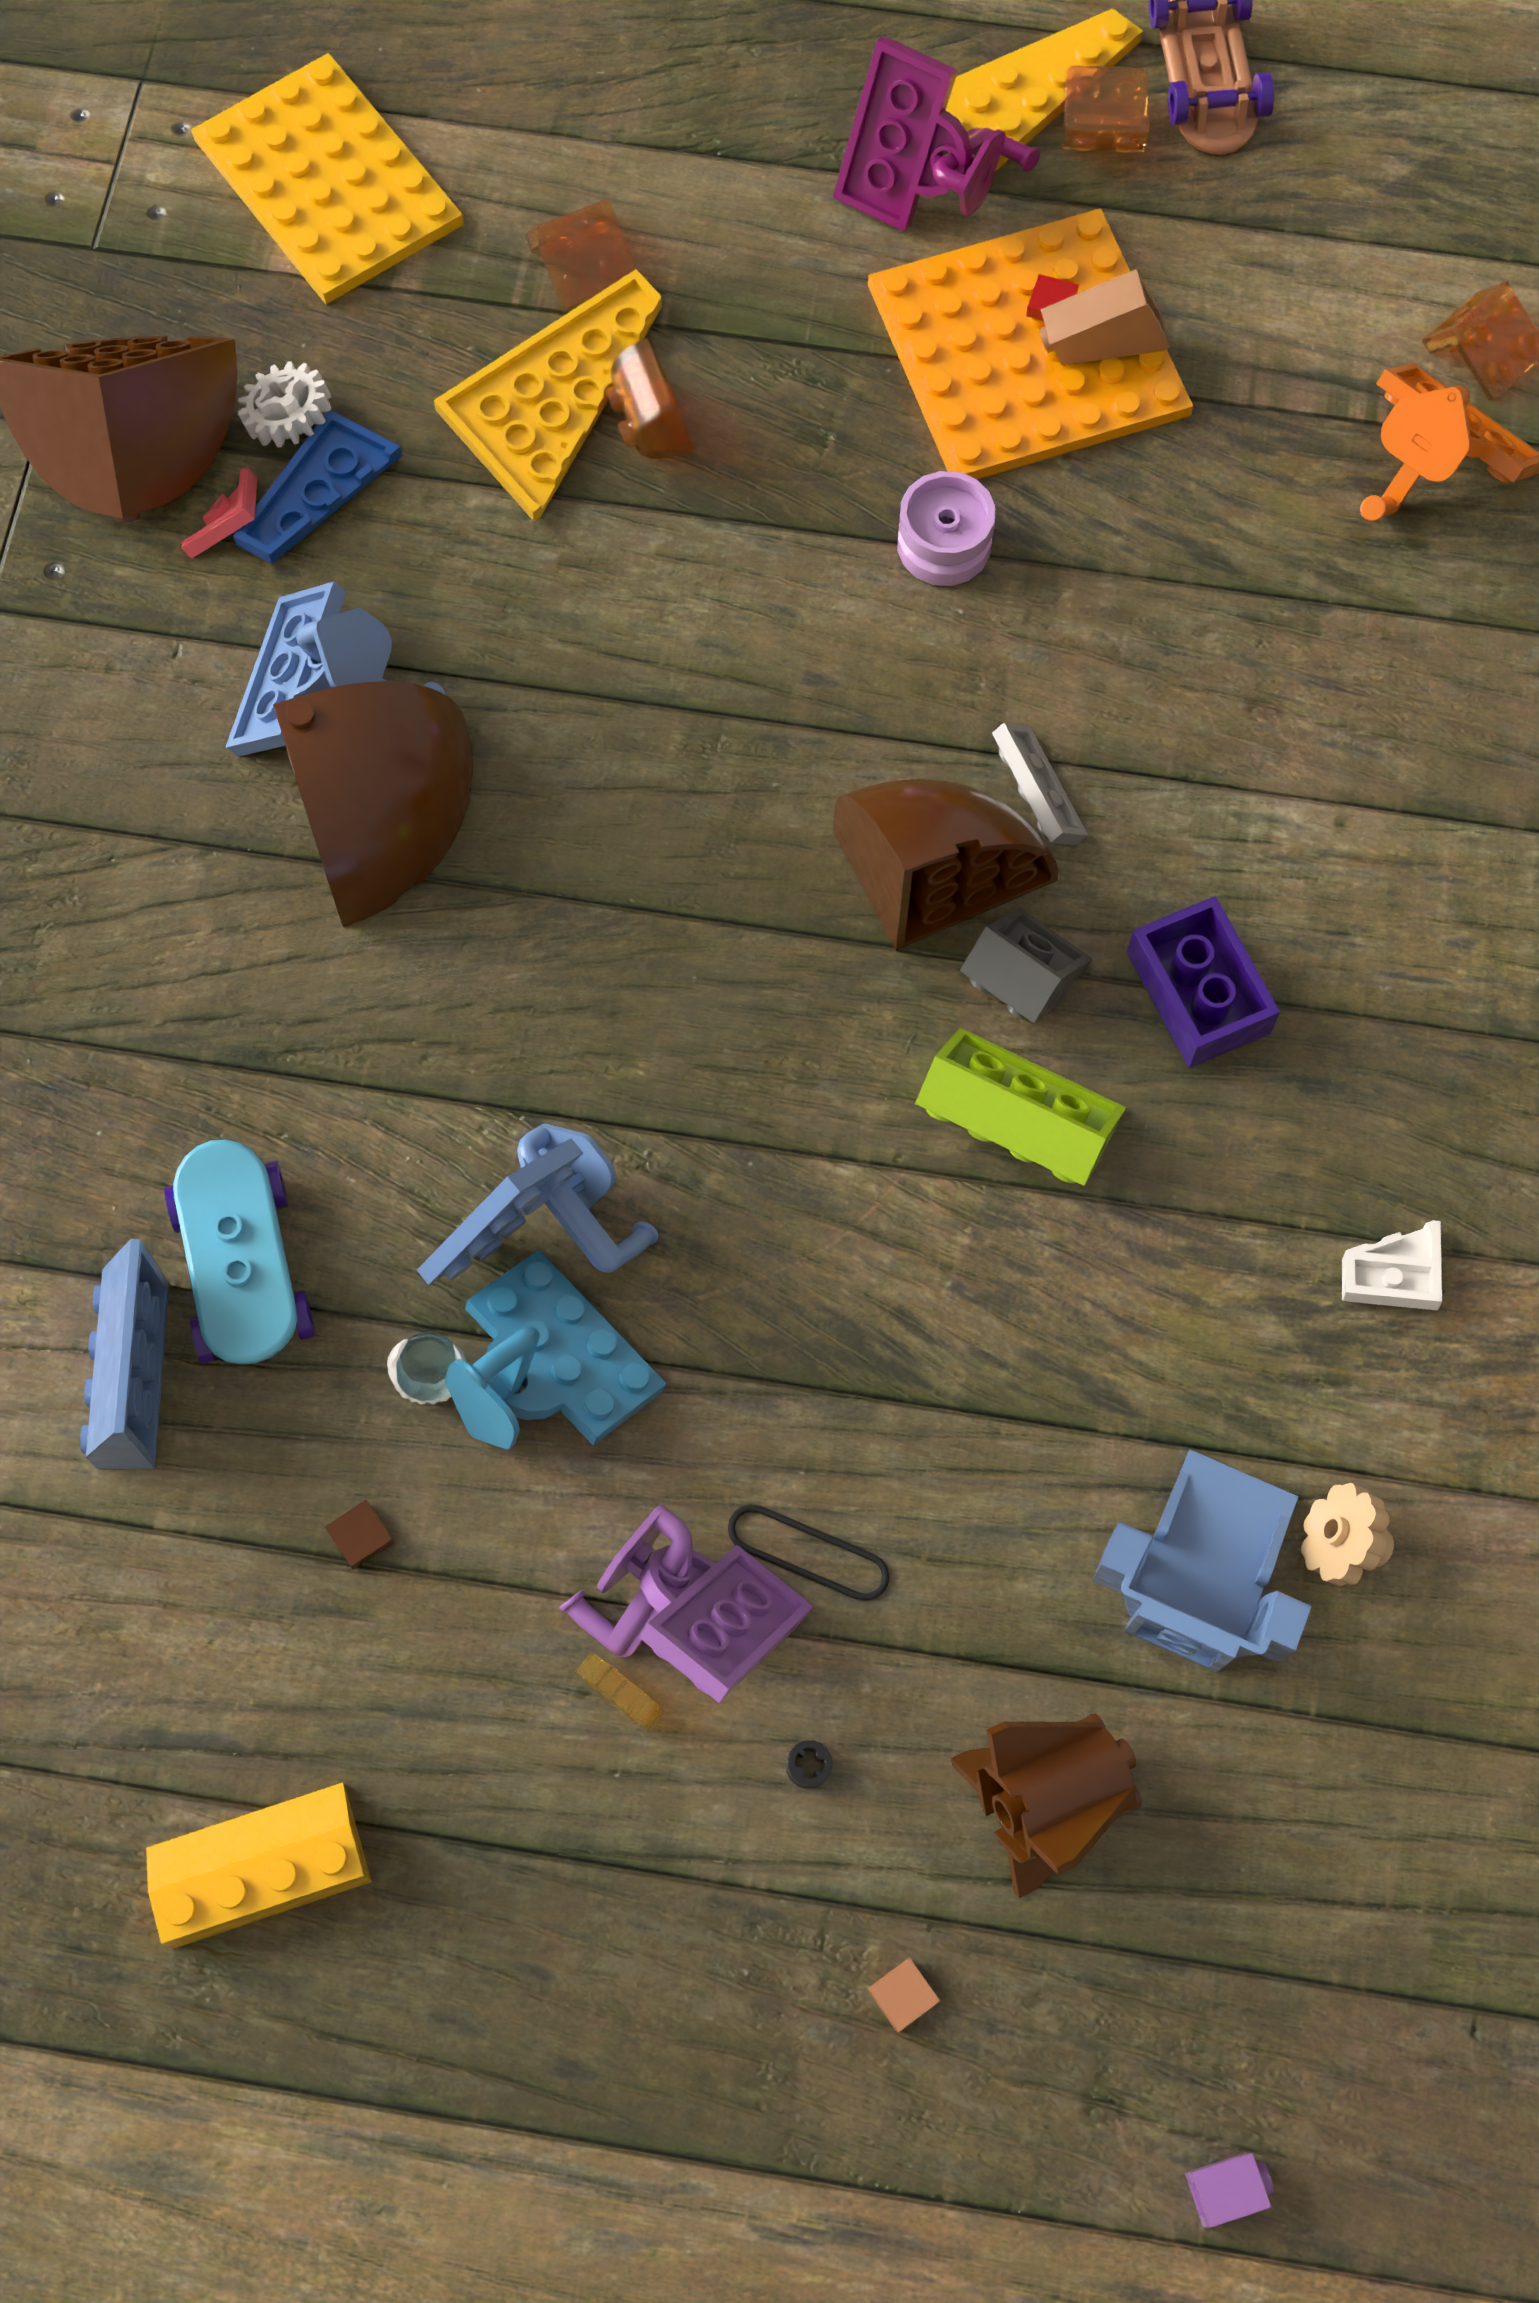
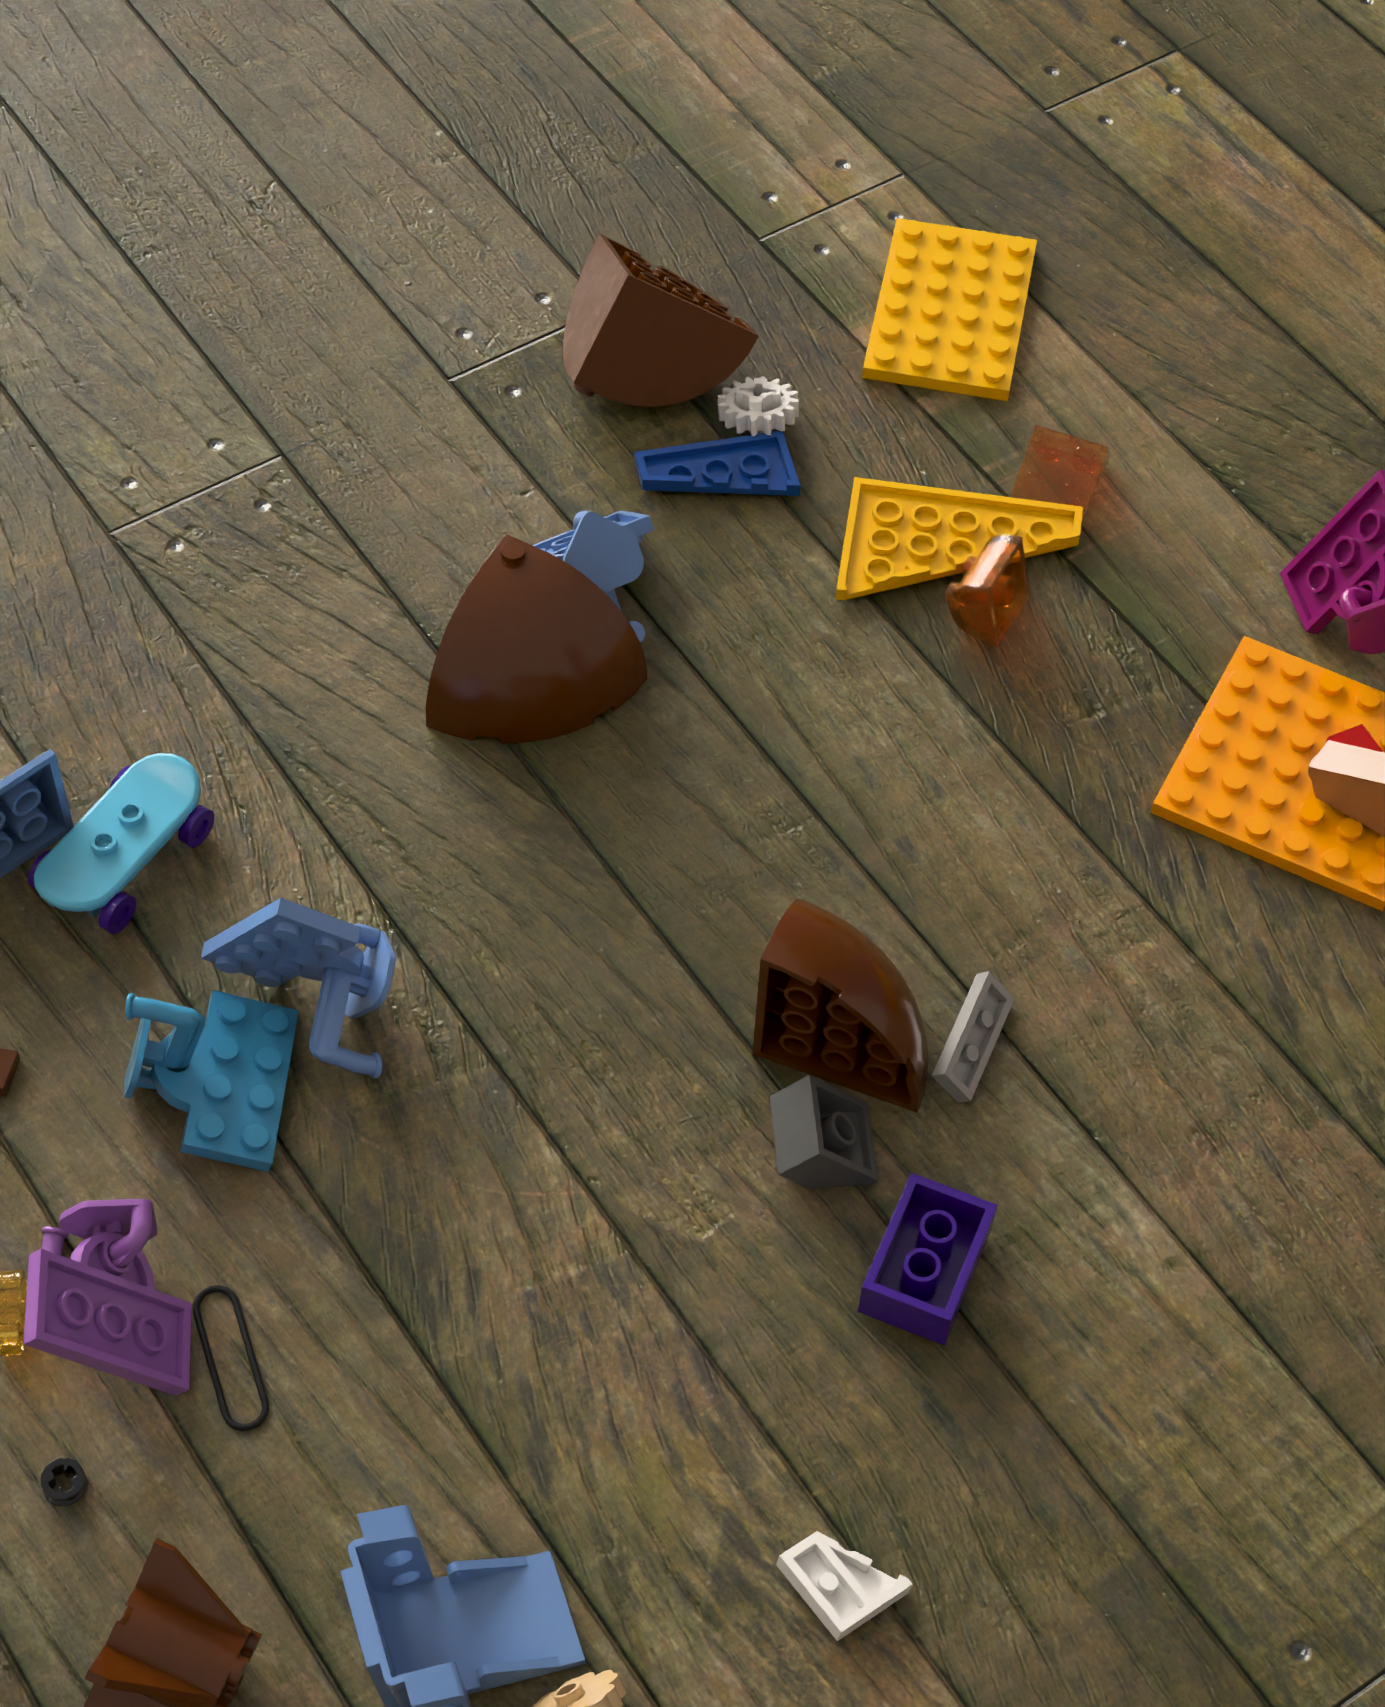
camera: 45 degrees right, 15 degrees down
(225, 515) = (647, 438): coral tile -> none
(420, 1367) = (147, 988): clear light blue hair -> none
(946, 528) = (1100, 823): lavender wheel -> none
(1019, 1106) = (708, 1219): lime slope -> none

